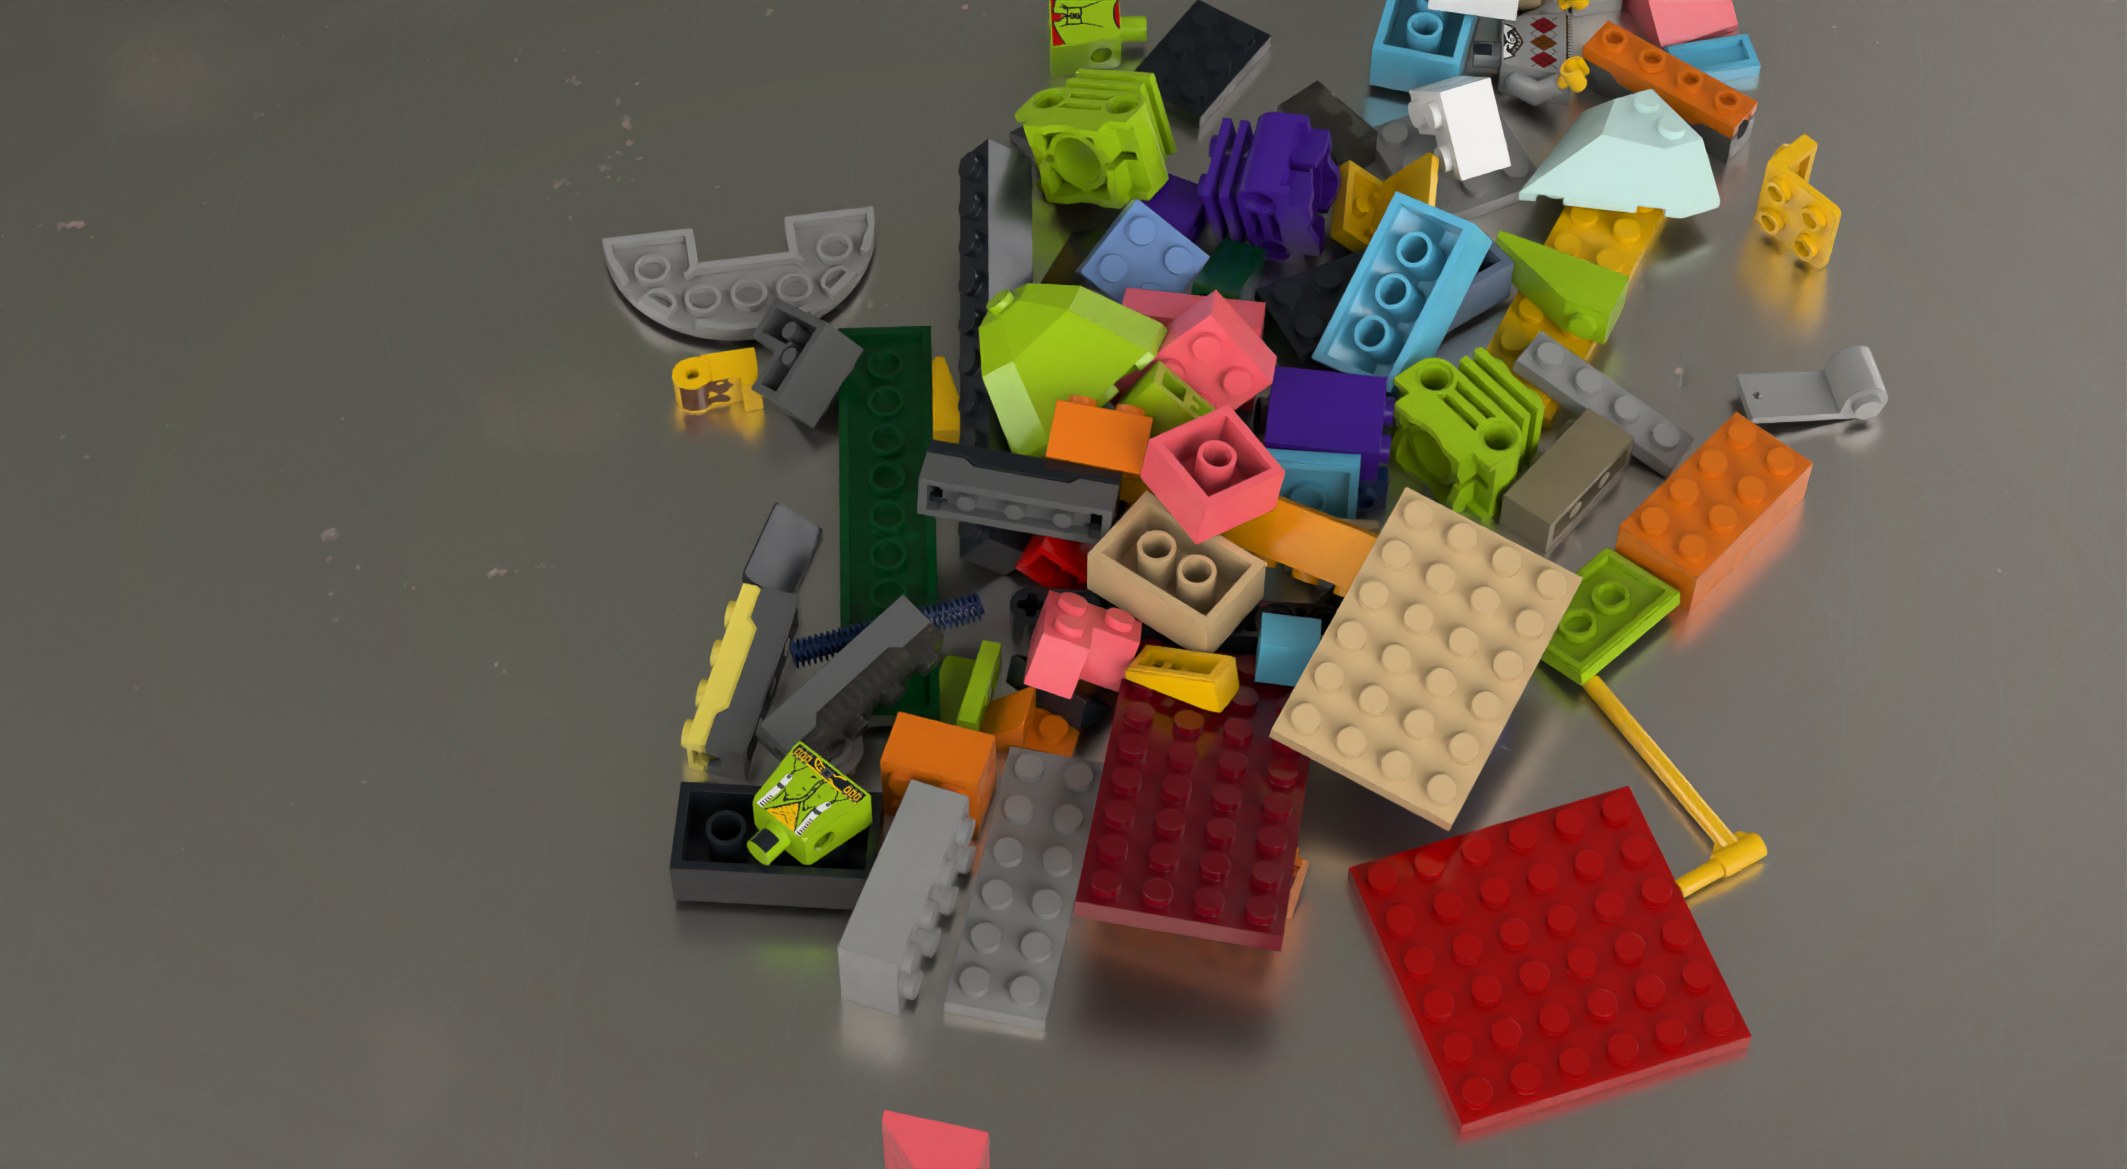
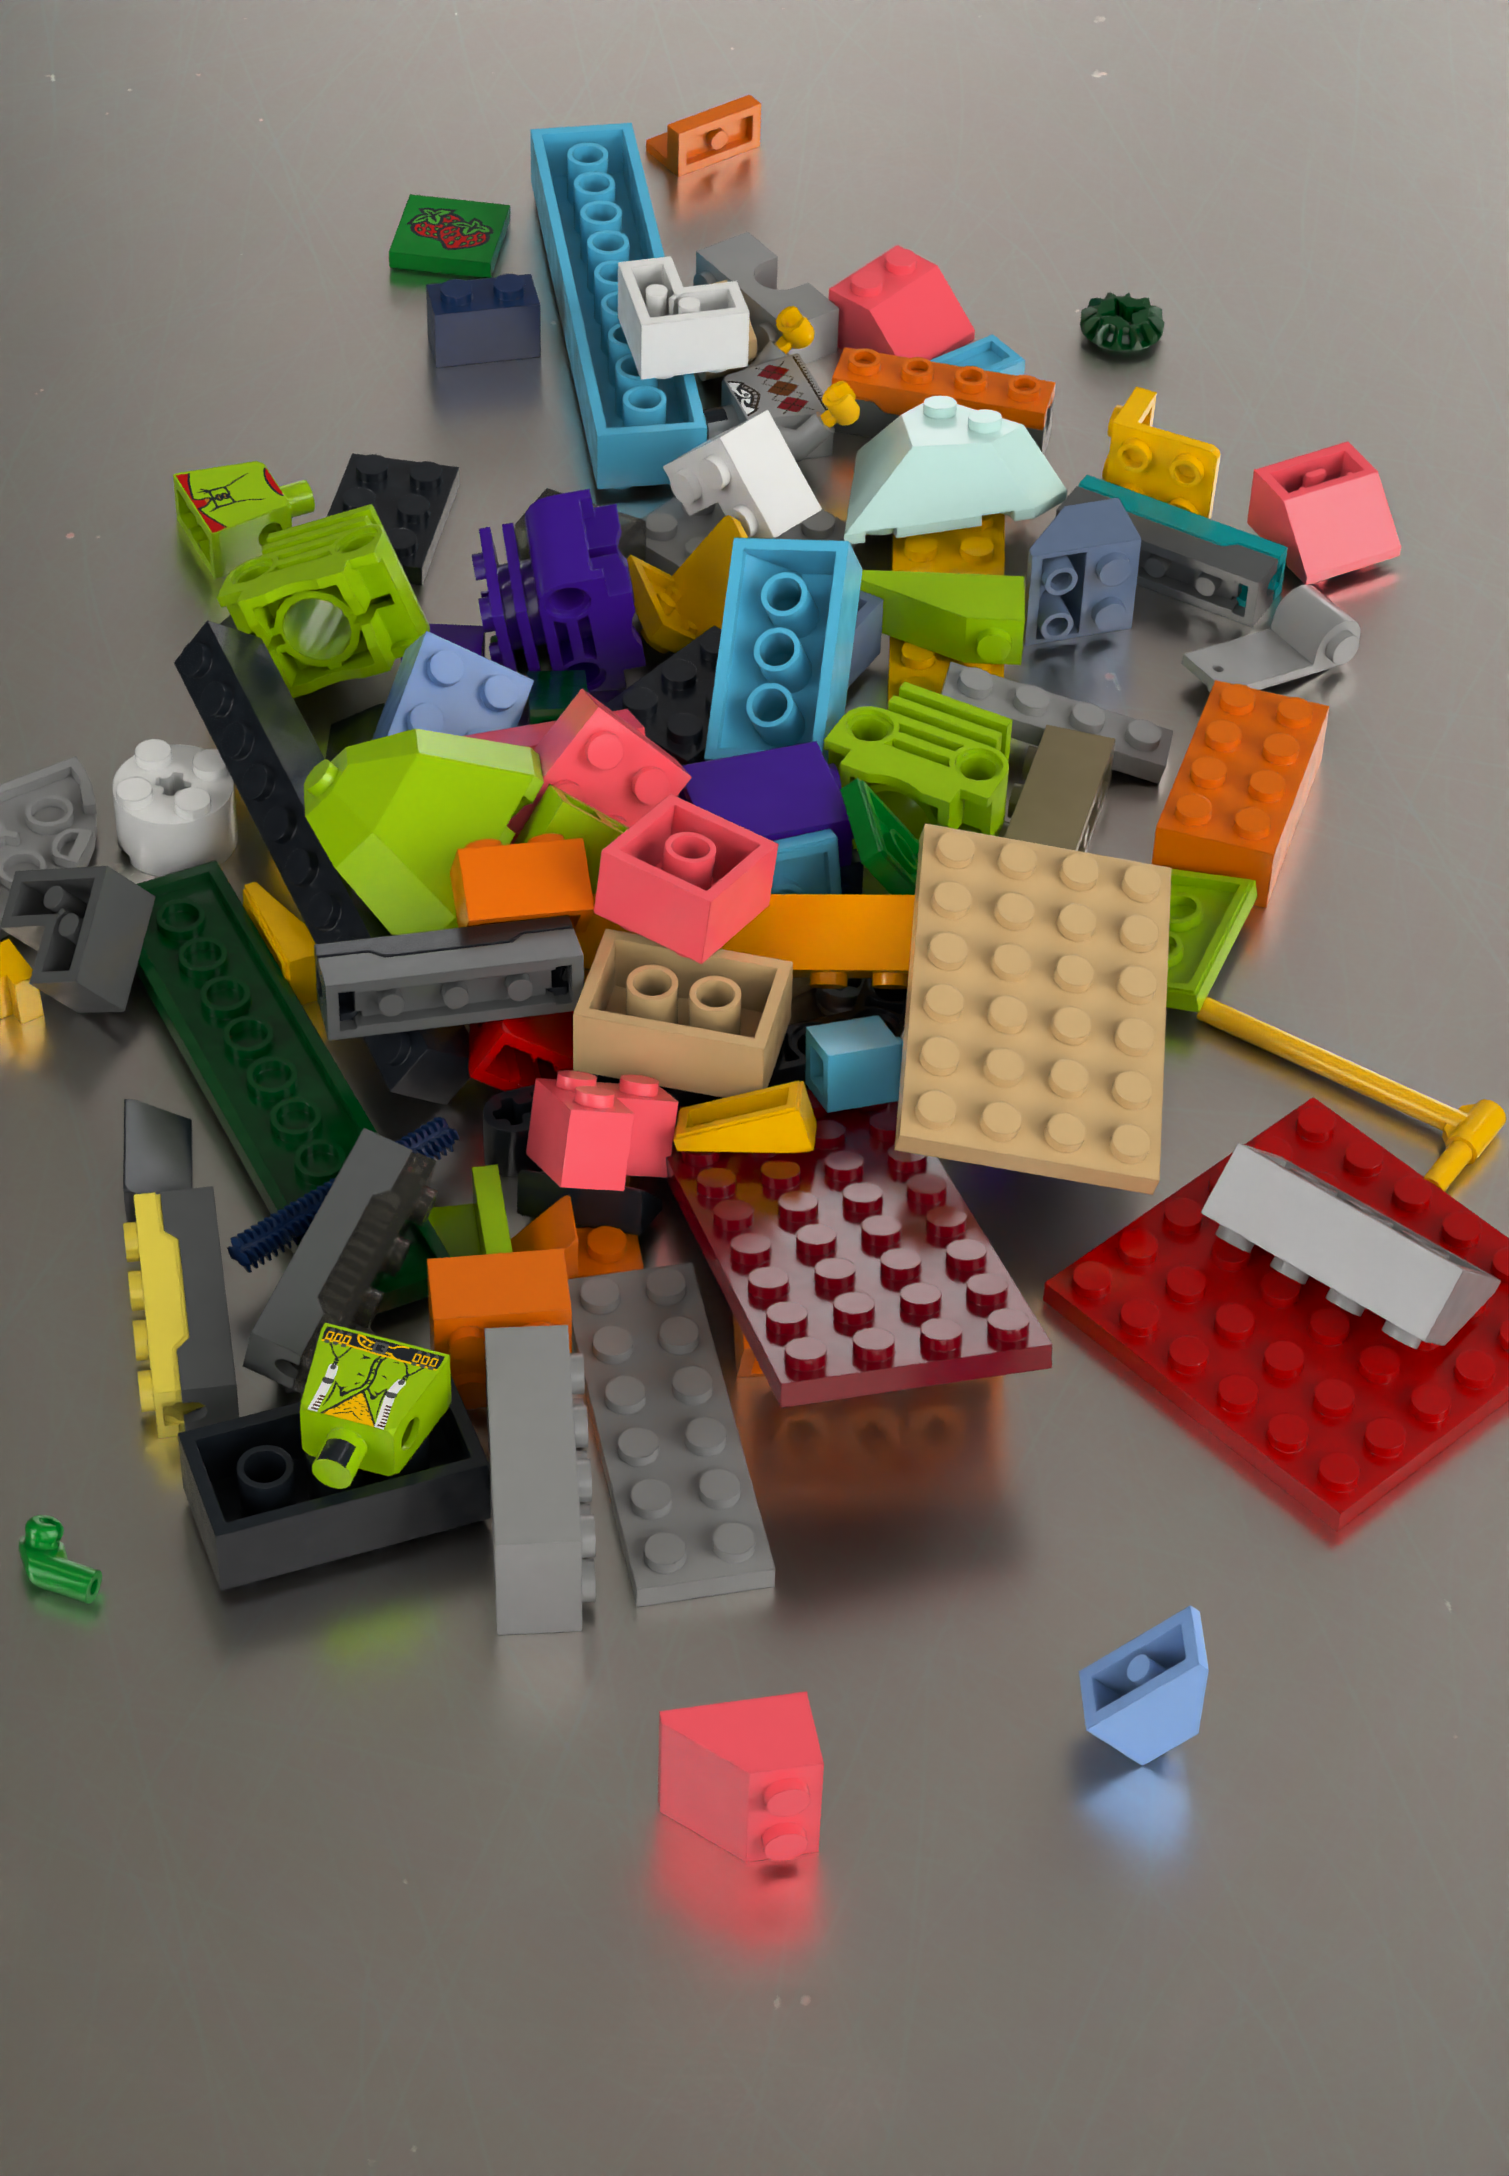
camera: 25 degrees left, 10 degrees down
(572, 837) = (48, 1563): none -> green arm
(919, 273) = (174, 807): none -> white brick
(1391, 469) = (881, 839): none -> green tile
(1572, 922) = (1347, 1247): none -> light grey slope
(1684, 281) = (1082, 574): none -> sand blue slope
(1778, 277) = (1196, 556): none -> dark grey piece
(1846, 60) = (1107, 322): none -> dark green gear
(1916, 283) = (1325, 512): none -> coral slope

